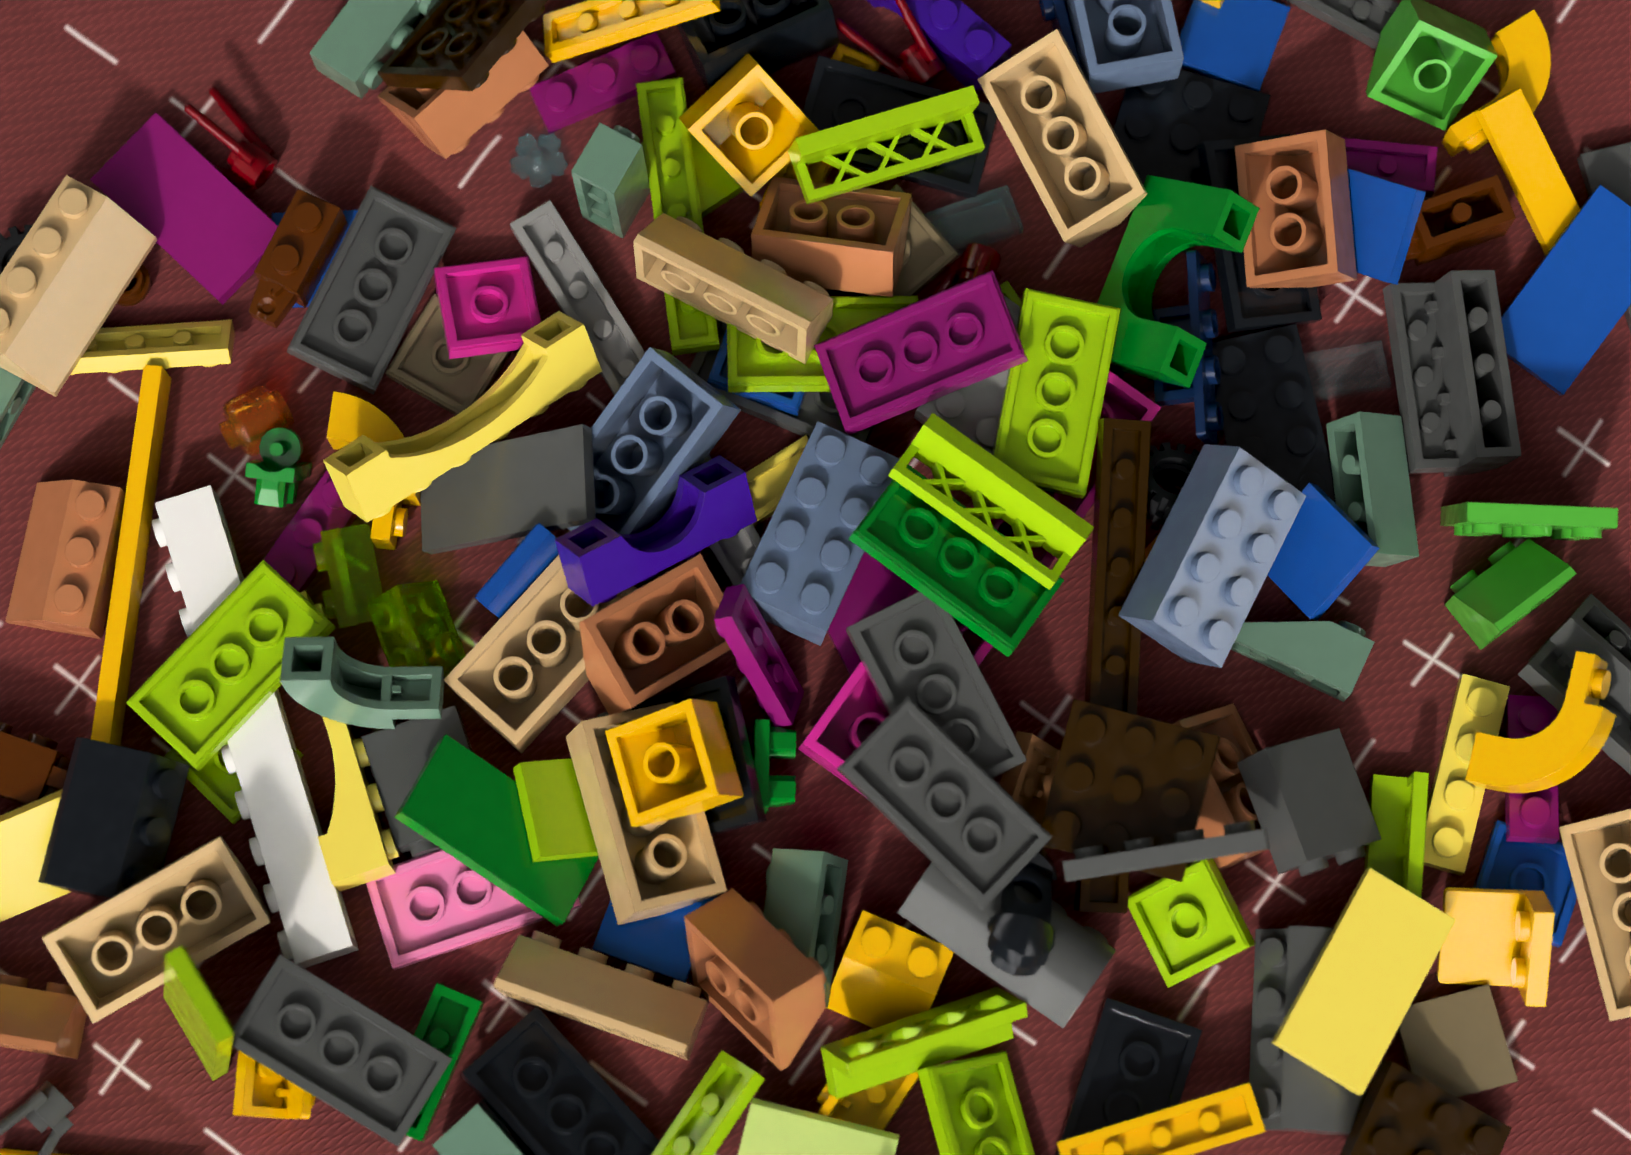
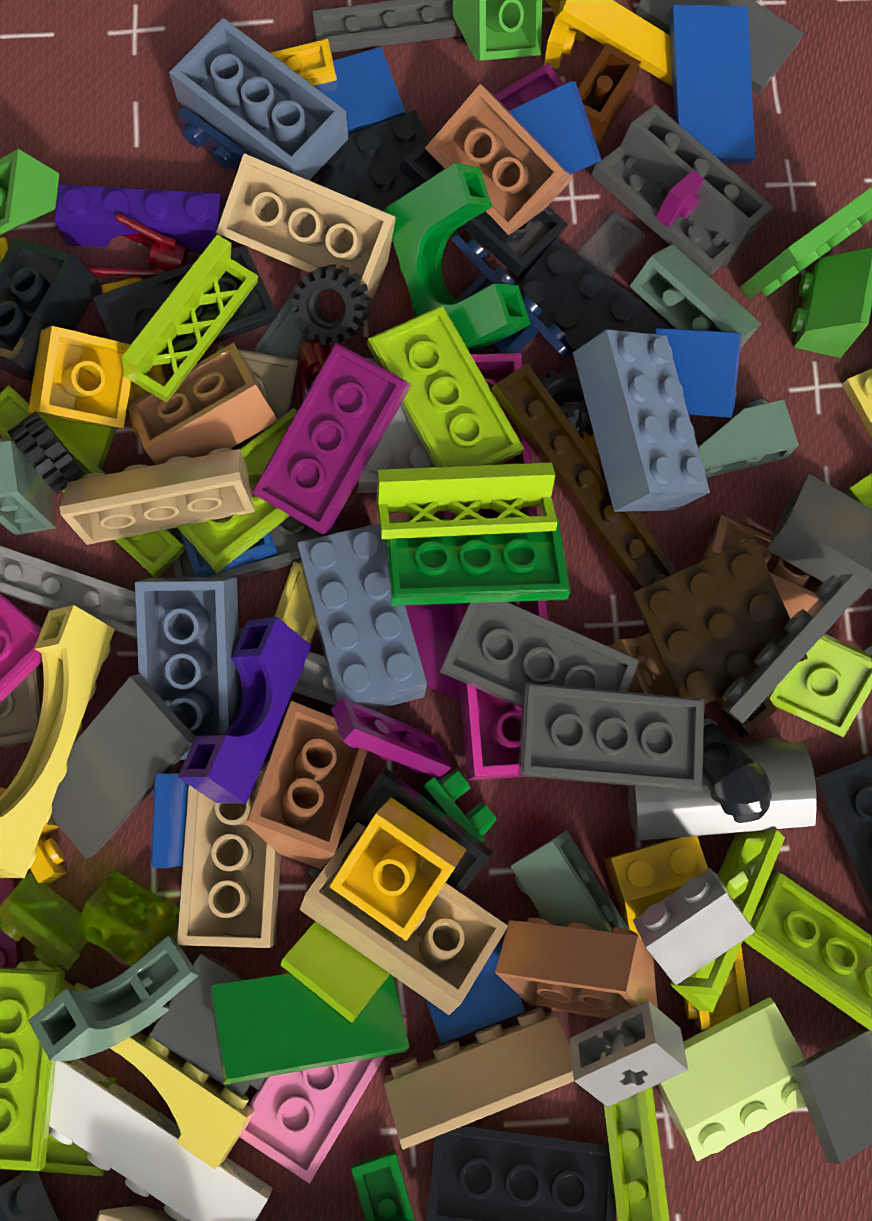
camera: 45 degrees left, 0 degrees up
(665, 171) = (45, 452): none -> black tyre
(736, 1063) = (628, 1054): none -> light grey brick
(878, 1006) = (693, 926): none -> slope
(1049, 227) = (310, 315): none -> black tyre
(1436, 380) = (681, 199): none -> magenta plate

